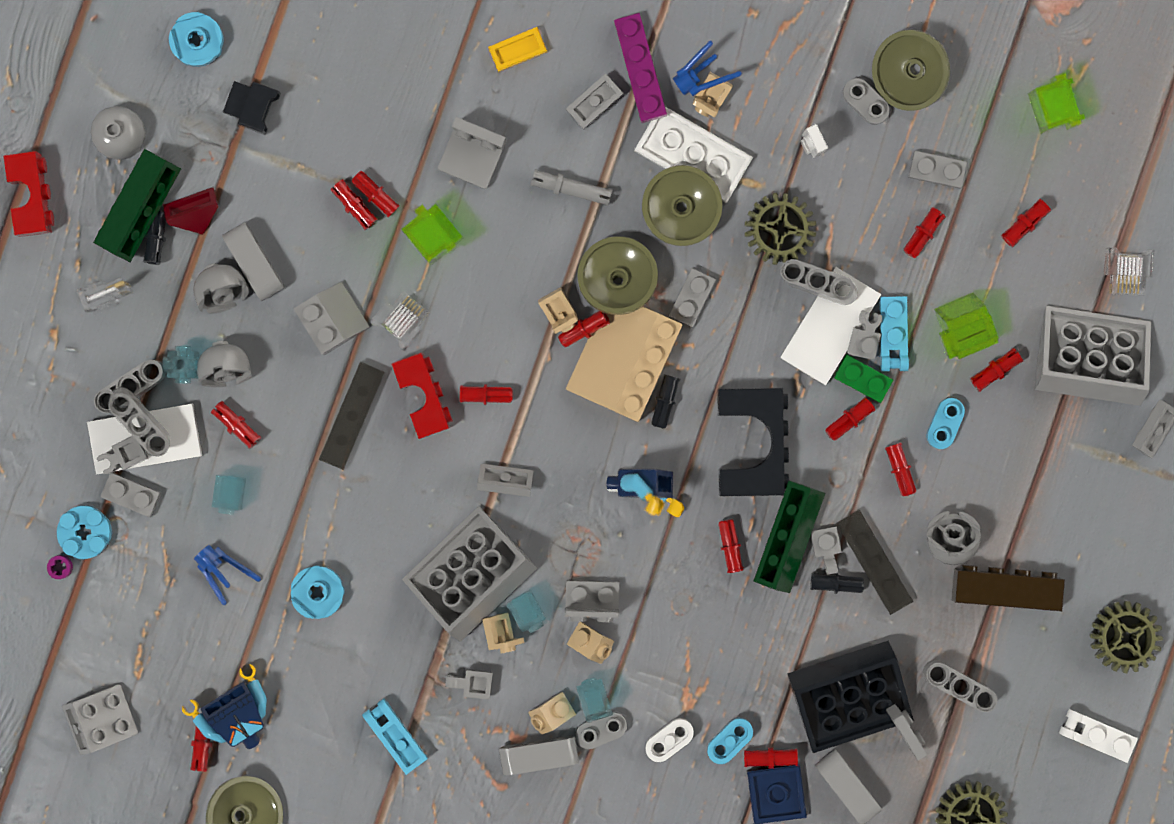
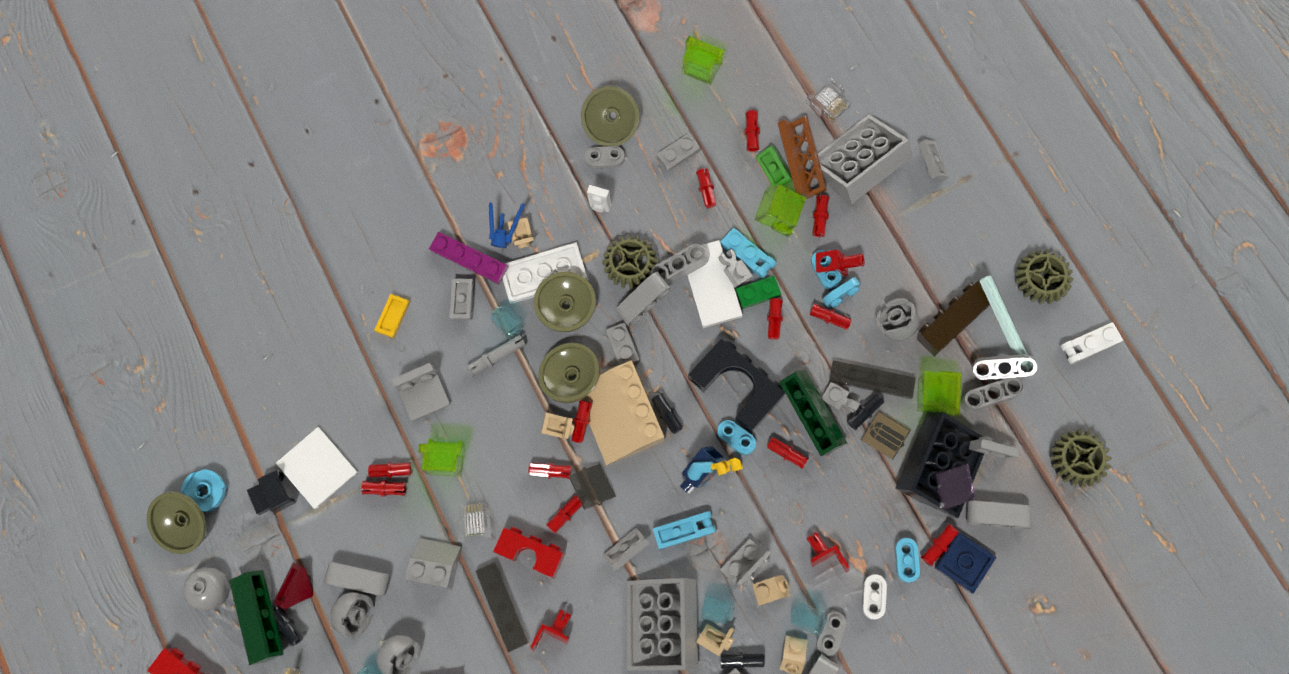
camera: 35 degrees left, 15 degrees down
(136, 47) = (176, 522): none -> olive dish
(314, 121) = (316, 468): none -> white piece
(377, 484) = (555, 630): none -> red bracket
(504, 673) = (742, 660): none -> black axle
(512, 342) = (549, 470): none -> axle
(533, 395) = (592, 486): none -> clear smoke piece
(570, 516) = (683, 530): none -> medium azure plate
(613, 165) = (506, 321): none -> clear light blue brick
(667, 659) = (823, 553): none -> red bracket
(701, 486) = (736, 437): none -> medium azure plate
(752, 278) = (643, 299): none -> light grey beam
(831, 620) = (885, 435): none -> clear smoke piece
(838, 726) = (955, 486): none -> clear purple piece
(916, 637) = (939, 392): none -> clear neon green plate
(945, 463) = (835, 297): none -> medium azure plate
(963, 431) = (839, 261): none -> red bracket
(983, 672) = (1014, 370): none -> beam
(1008, 279) = (774, 166): none -> bright green slope
(1033, 293) = (795, 157): none -> dark orange fence
(1042, 642) = (1004, 319): none -> light aqua axle

